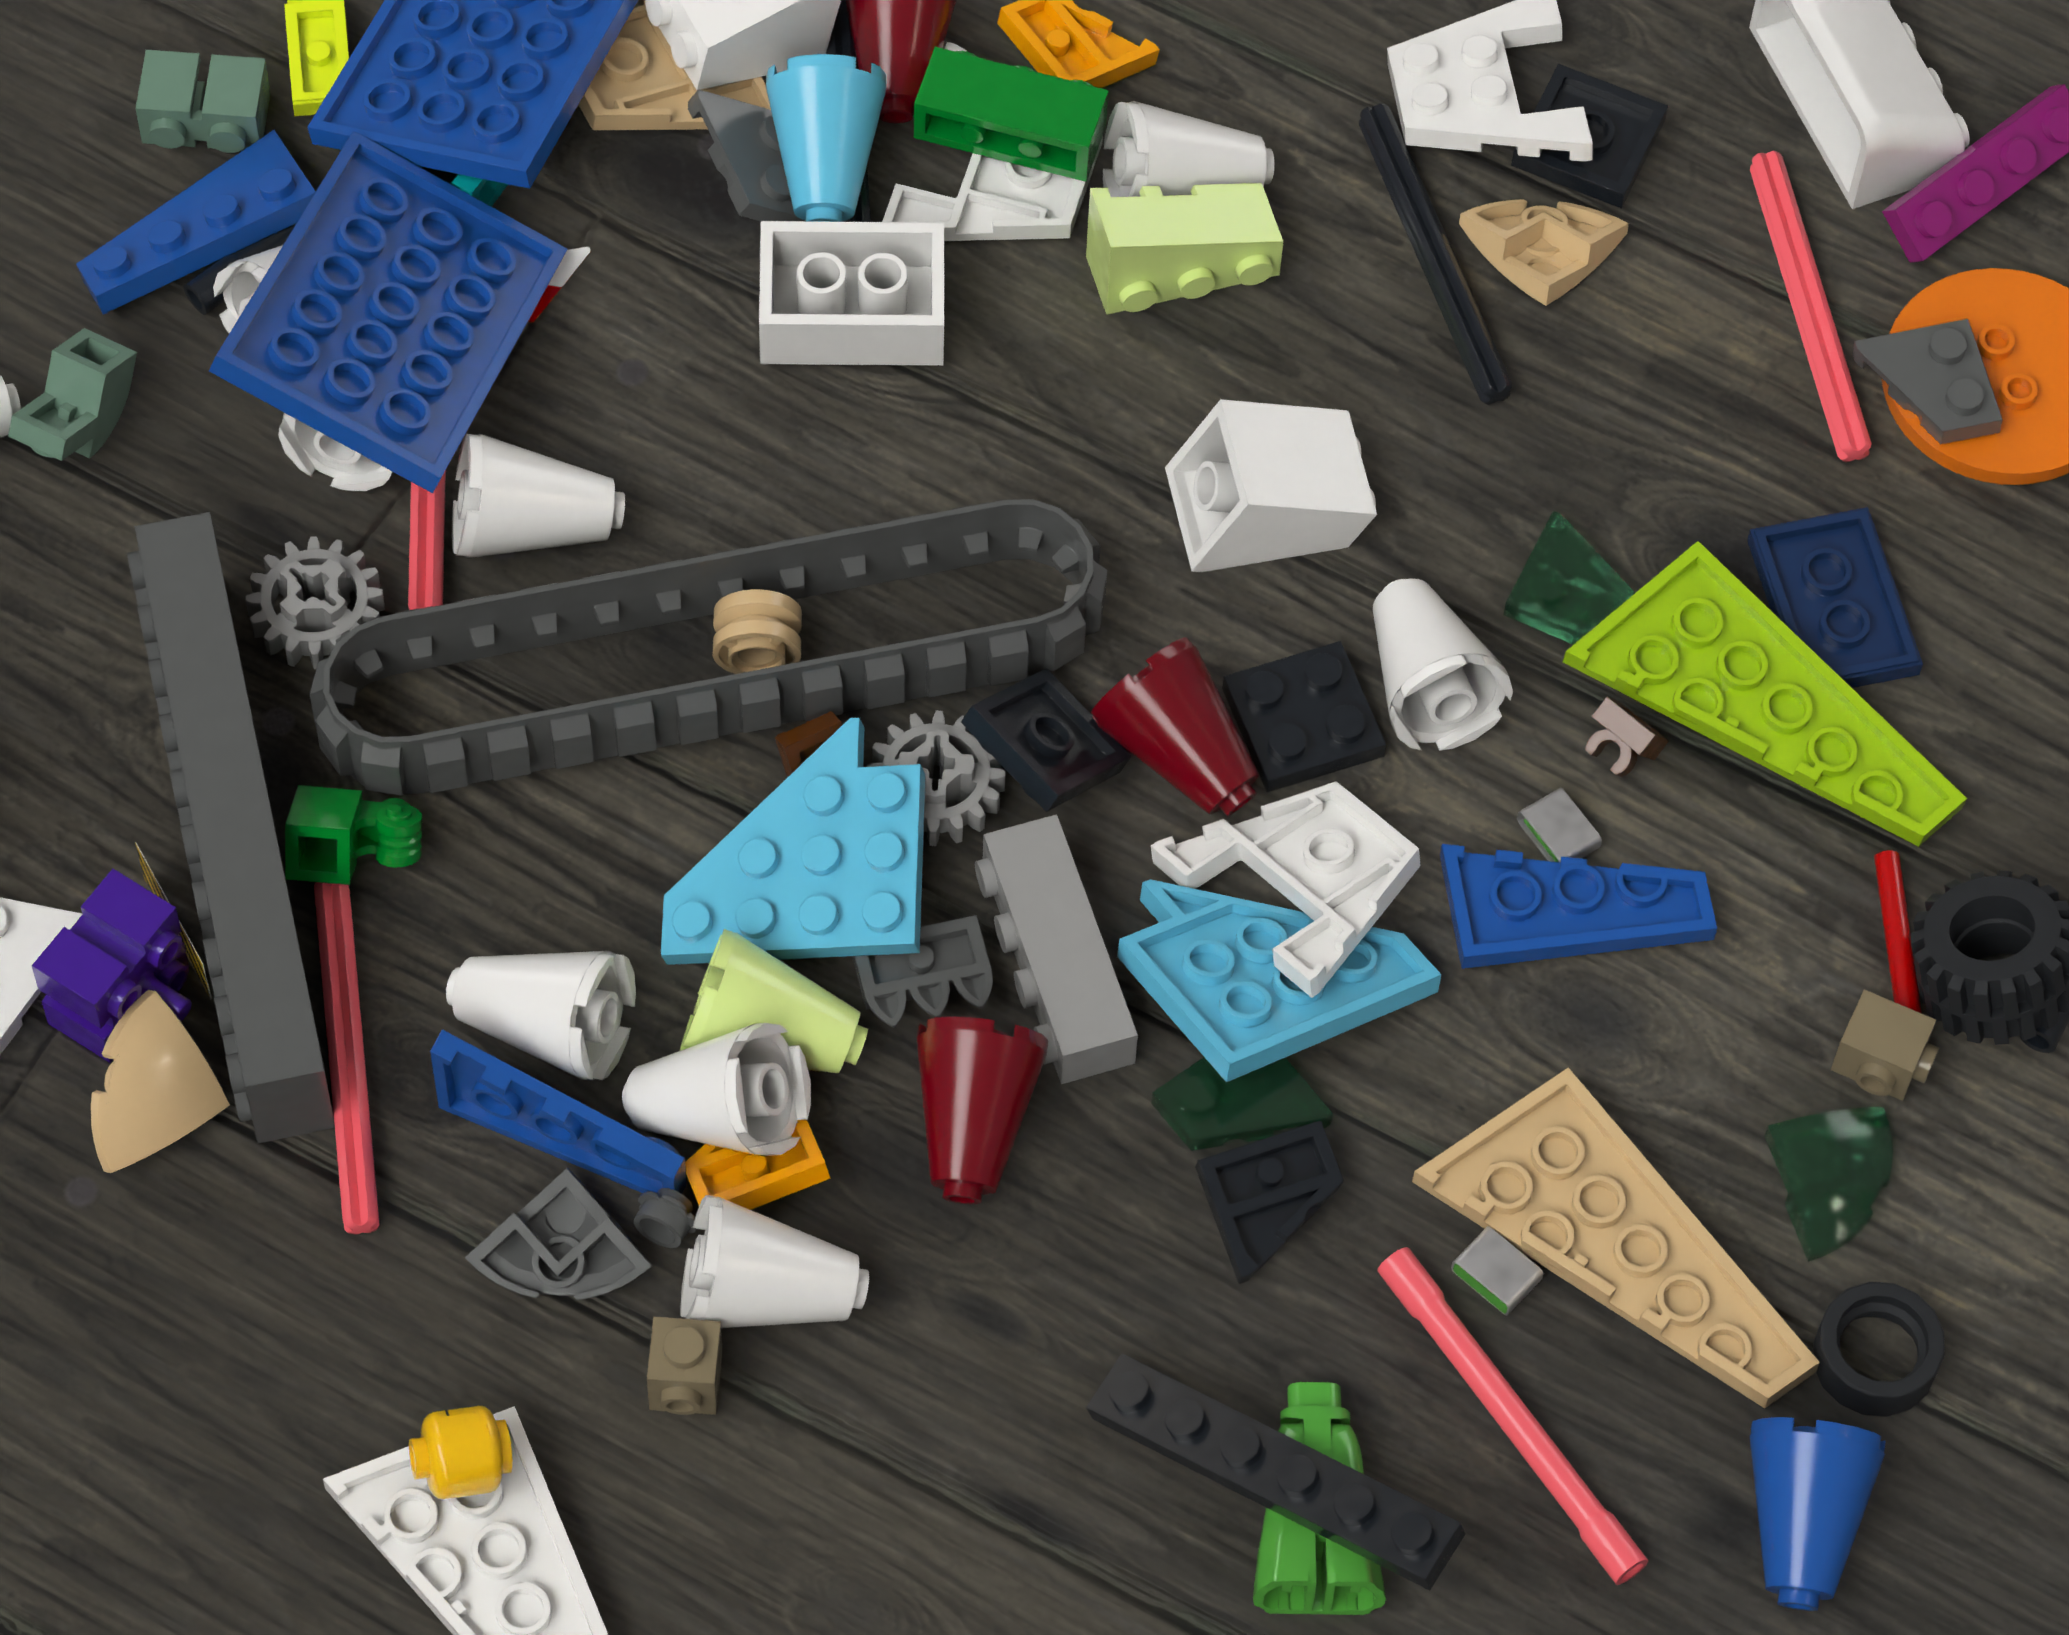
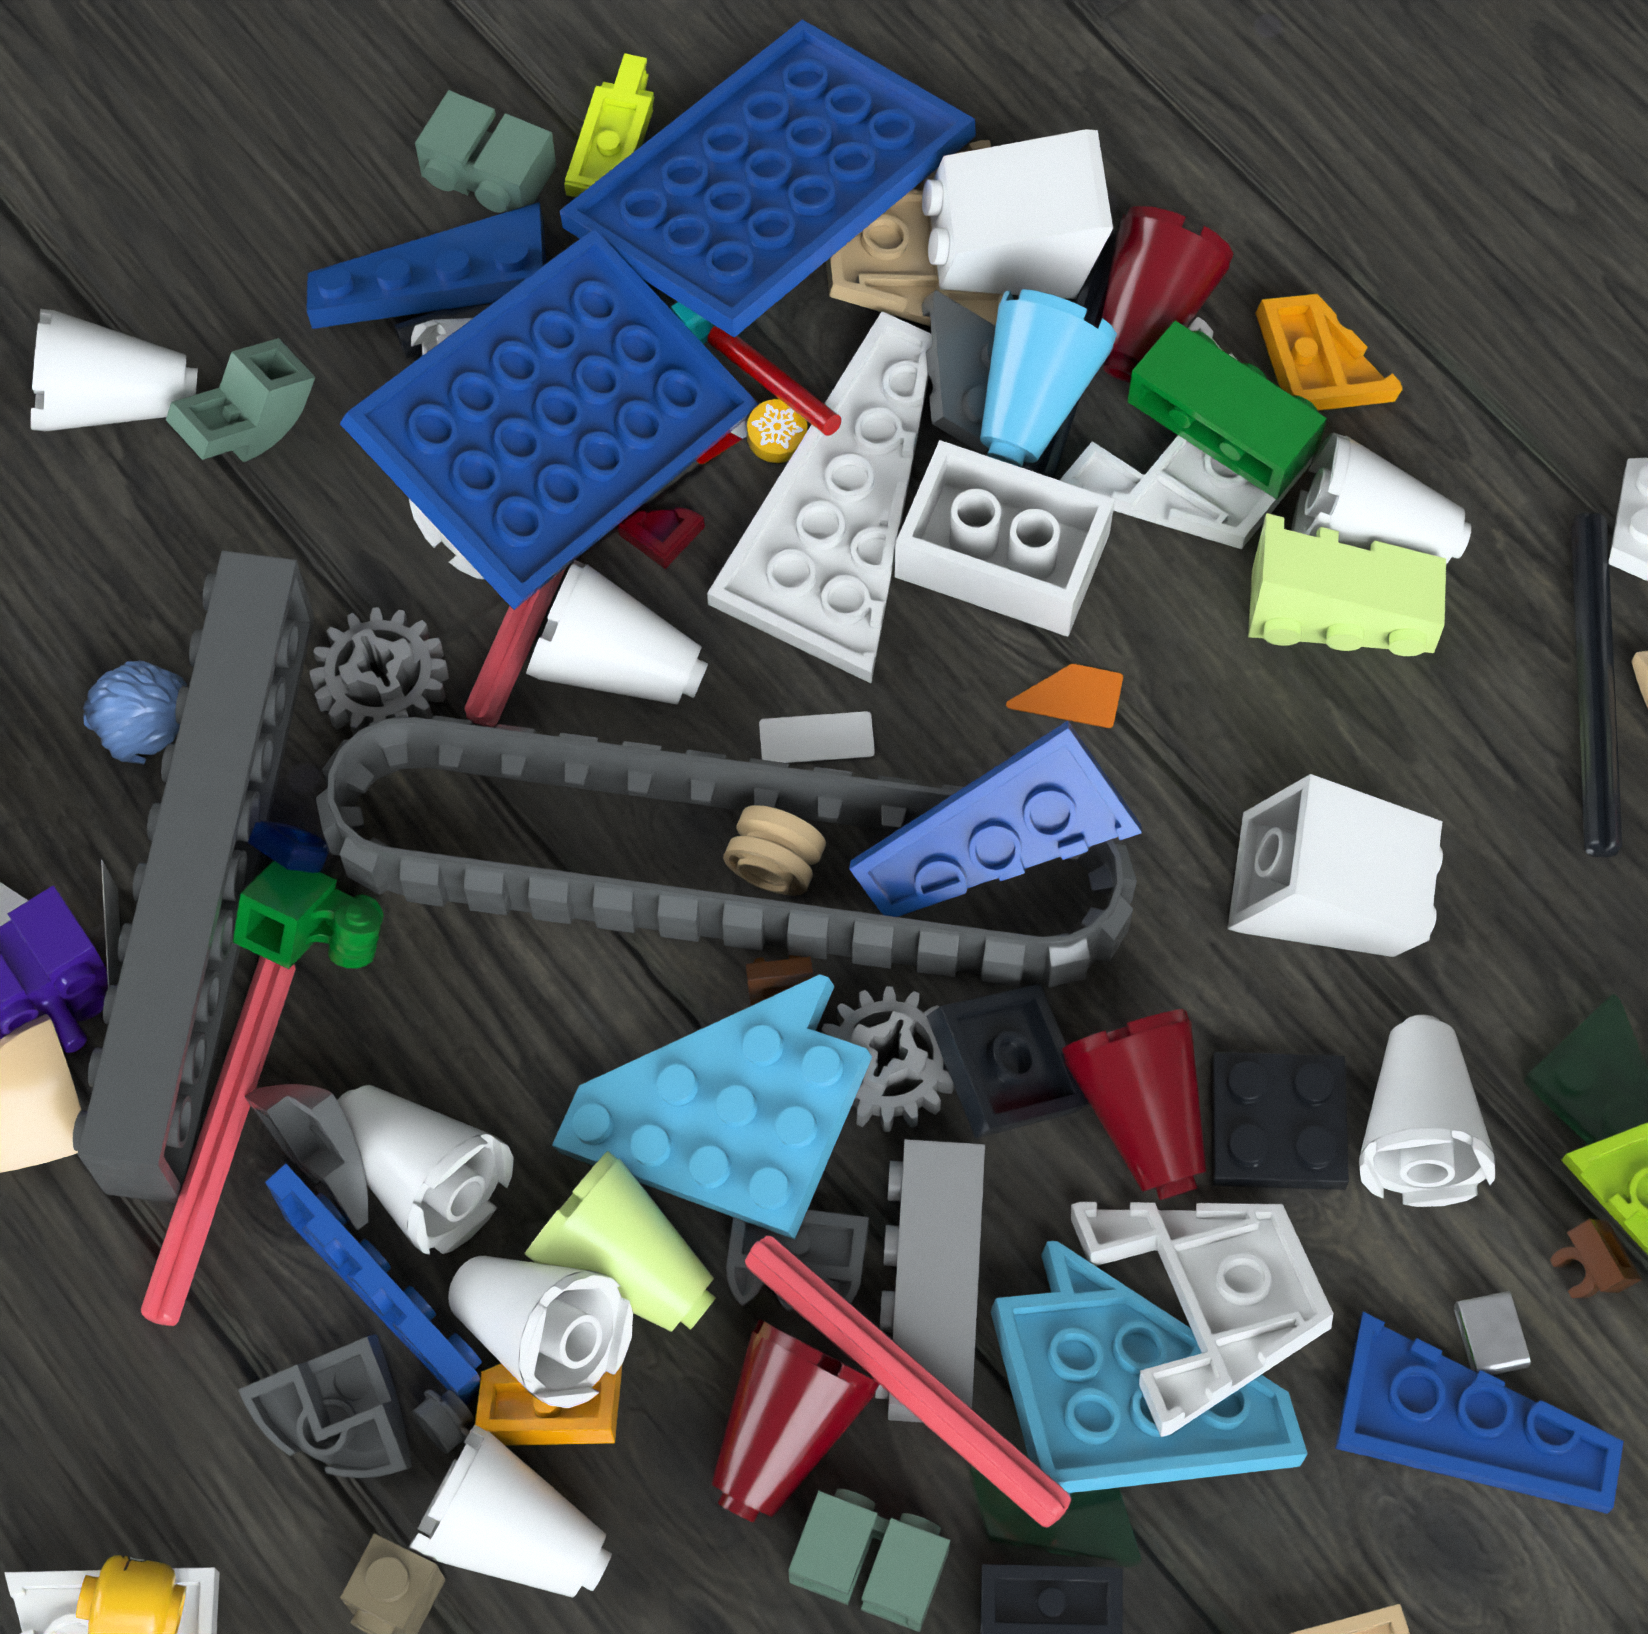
camera: 25 degrees right, 5 degrees up
(97, 708) = (134, 710): none -> medium blue hair
(305, 773) = (290, 846): none -> clear blue tile
(436, 1000) = (319, 1140): none -> dark grey brick
(524, 394) = (661, 532): none -> dark red tile
(574, 221) = (776, 381): none -> red bar
(593, 268) = (775, 431): none -> yellow tile
(682, 335) = (827, 533): none -> white wing
(750, 526) = (817, 737): none -> white sticker
(969, 415) = (1074, 695): none -> orange sticker
(971, 522) = (1019, 814): none -> wing
(1072, 1025) = (908, 1382): none -> coral axle
(1131, 1193) = (837, 1545): none -> sand green piece

